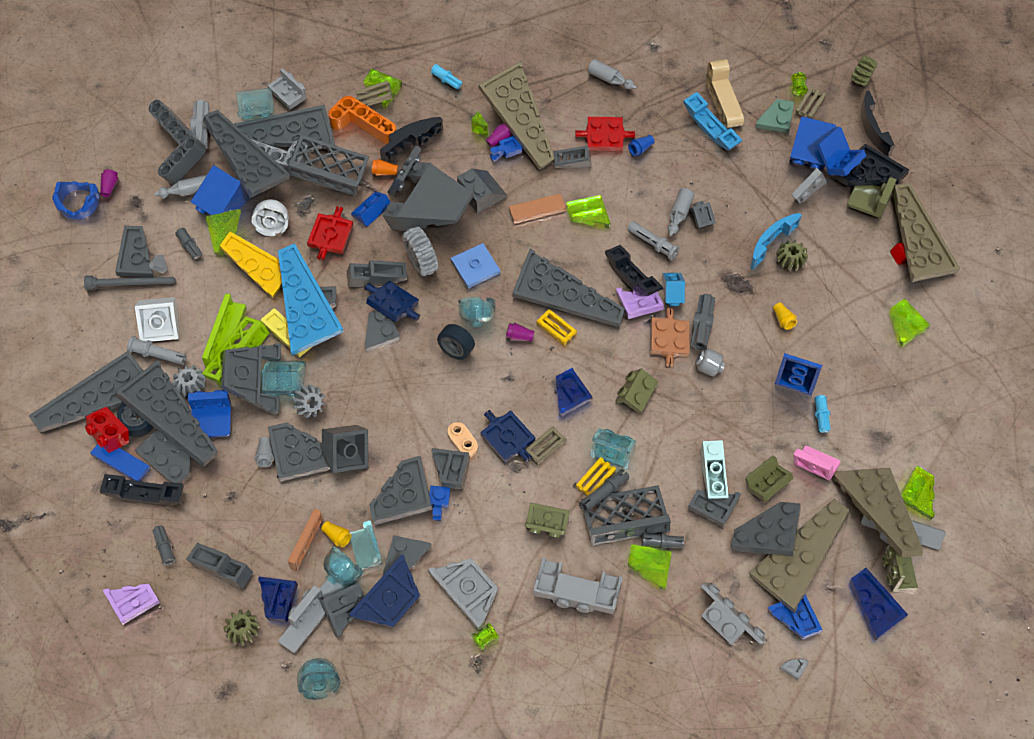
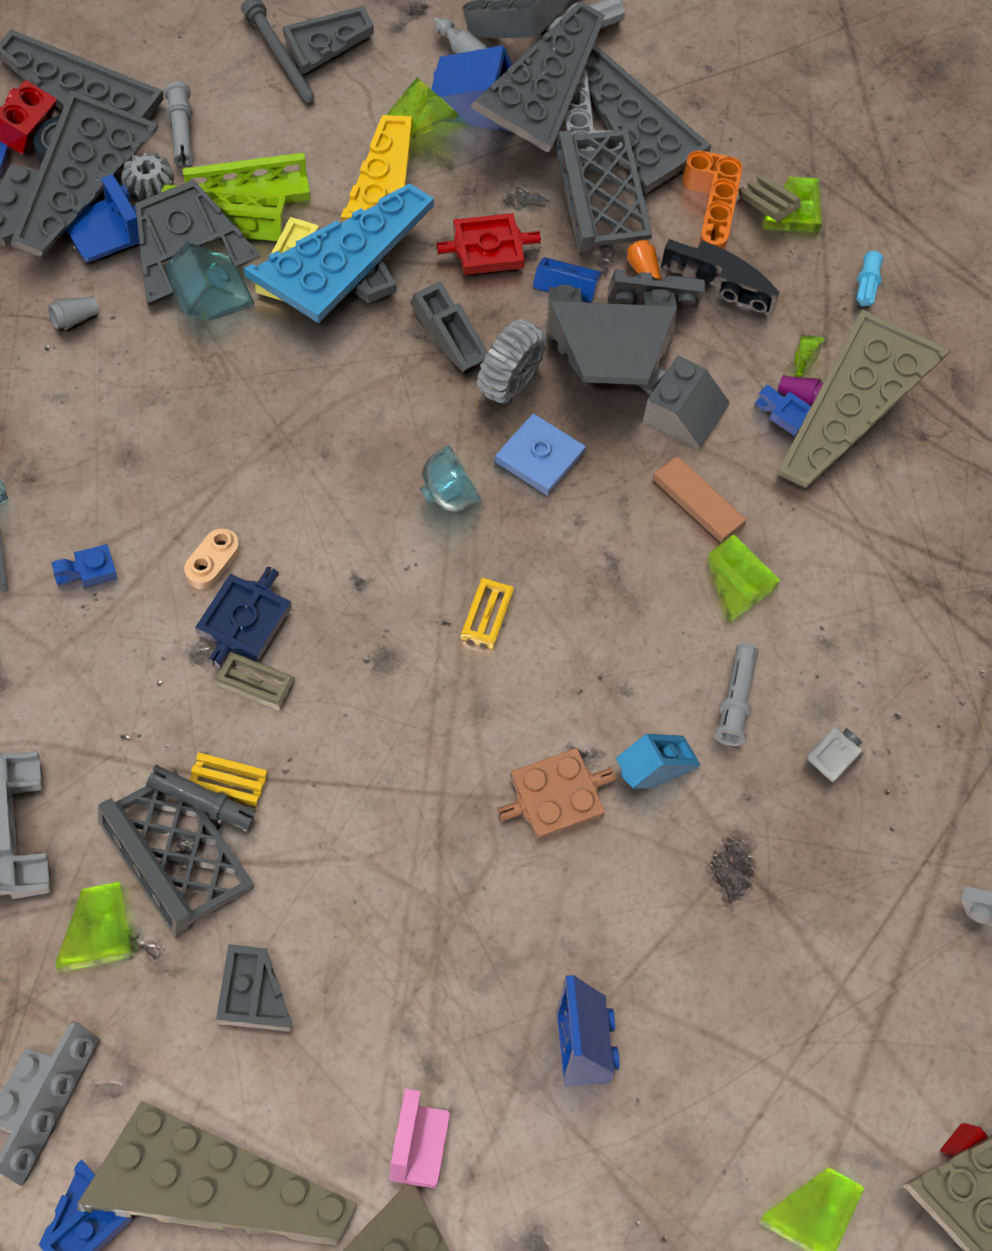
camera: 60 degrees right, 0 degrees up
(157, 319) = (232, 102): white slope -> none
(158, 264) = (323, 68): light grey tile -> none
(188, 243) = (377, 88): dark grey axle -> none
(255, 102) = (656, 64): clear light blue bracket -> none
(270, 217) = (470, 157): white cylinder -> none
(288, 89) = (708, 93): light grey bracket -> none
(296, 452) = (90, 353): dark grey plate -> none
(307, 409) = (167, 317): light grey gear -> none
(345, 448) = (115, 402): dark grey slope -> none
(380, 331) = (355, 373): dark grey wing -> none
(392, 301) = (409, 366): dark blue plate -> none
(403, 493) = (77, 512): dark grey plate -> none
(451, 467) = (149, 559): dark grey wing -> none
(456, 341) = (374, 474): black wheel -> none
(519, 333) = (444, 560): magenta cone -> none
(547, 519) = (109, 733): olive bracket -> none
(556, 288) = (557, 583): dark grey wing -> none
(571, 392) = (369, 679): clear blue wing -> none
(572, 152) = (840, 530): dark grey slope -> none
(605, 133) = (909, 542): red plate -> none
(613, 447) = (289, 778): clear light blue slope -> none
(630, 273) = (651, 682): black slope -> none
(637, 390) = (422, 780): olive bracket -> none
(638, 304) = (599, 718): lavender wing -> none
(640, 145) = (920, 603): blue cone -> none
(662, 541) = (146, 930): dark grey pin -> none
(680, 209) = (824, 713): light grey wheel -> none
(703, 322) = (614, 835): dark grey piece -> none
(710, 362) = (535, 876): light grey head -> none
(714, 469) = (314, 962): light aqua slope -> none
(768, 479) = (341, 1065): olive bracket -> none
(770, 531) = (237, 1109): dark grey plate -> none
(783, 225) = (902, 906): dark azure slope -> none
(785, 317) = (700, 974): yellow cone -> none
(792, 255) = (833, 950): olive gear -> none
(822, 413) = (527, 1117): medium azure axle -> none

